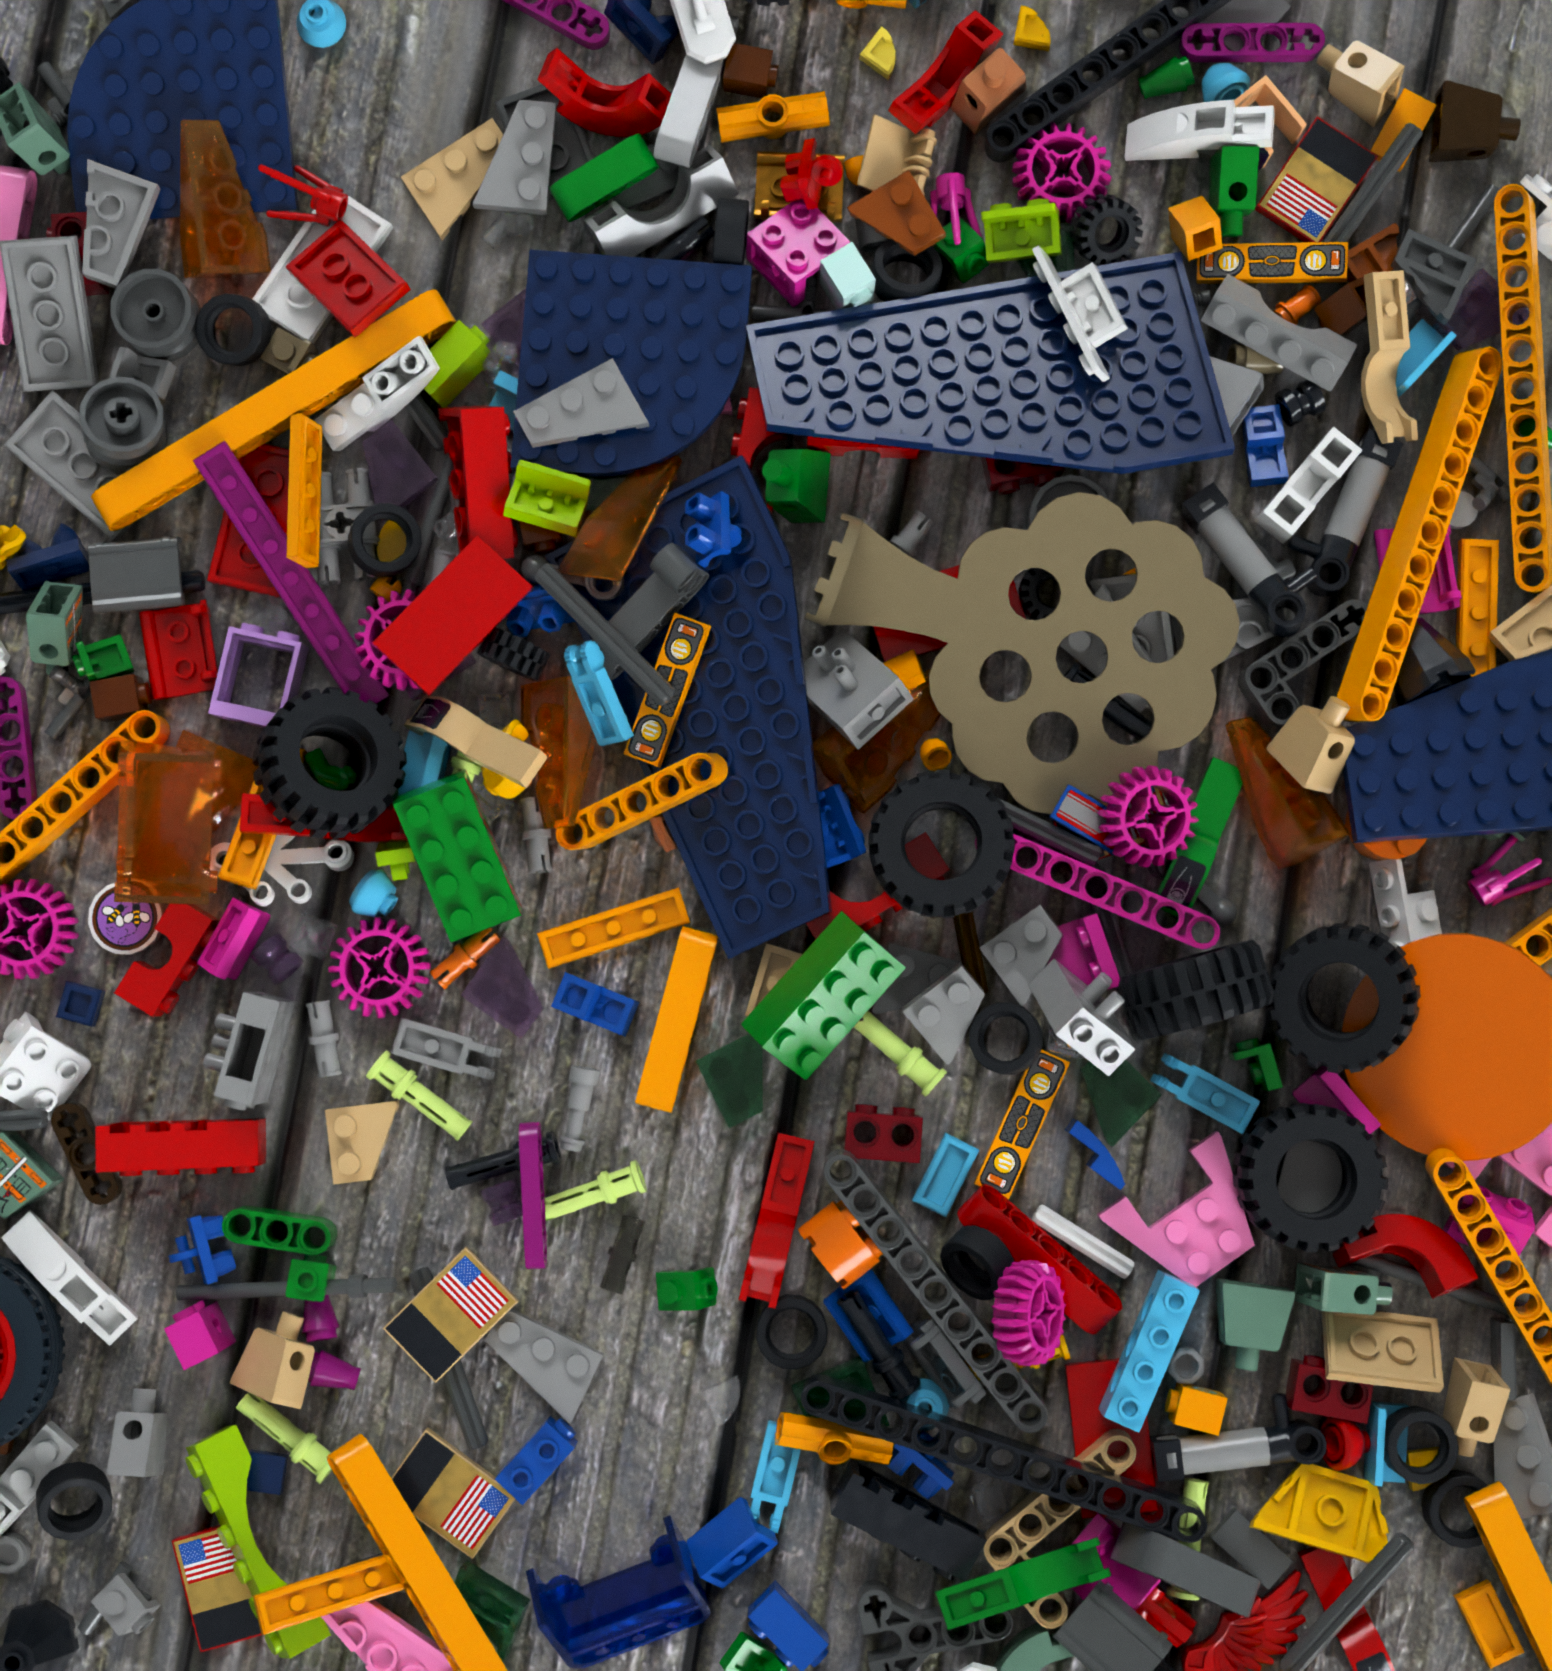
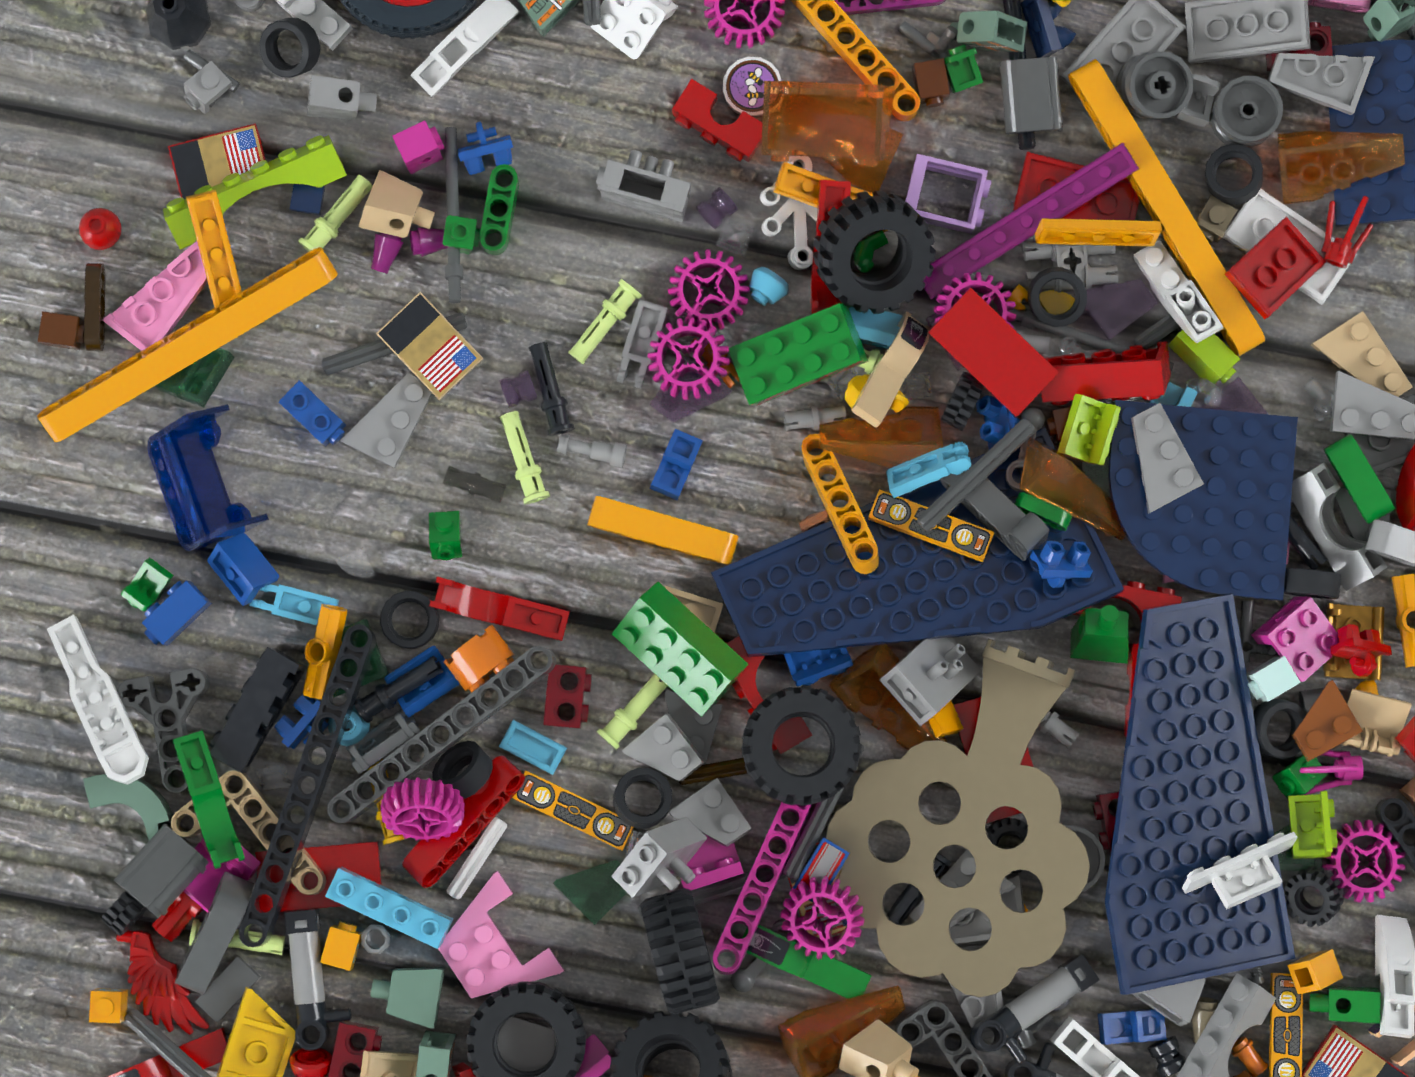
camera: 85 degrees right, 0 degrees up
(70, 1148) = (587, 54): dark brown beam -> none
(80, 1003) = (683, 50): dark blue tile -> none
(179, 650) = (969, 129): red piece -> none
(180, 1145) = (568, 132): red wedge -> none
(233, 939) = (733, 173): dark pink panel -> none
(323, 1038) = (652, 245): light grey pin -> none
(357, 1139) = (571, 272): tan wing -> none
(397, 856) = (799, 305): lime tile -> none
(450, 980) = (679, 368): none -> dark pink gear
(451, 1493) = (287, 346): tile -> none
(533, 1195) = (523, 412): magenta beam -> none
(613, 928) = (738, 480): light orange tile -> none
(653, 540) = (1048, 513): none -> green beam
(735, 1078) = (613, 577): clear green wing -> none
(935, 754) = (876, 745): light orange hinge -> none
(1101, 1160) = (541, 874): blue slope -> none
(1209, 1095) = (593, 964): medium azure hinge -> none
(1264, 1068) = (614, 1009): green bracket -> none

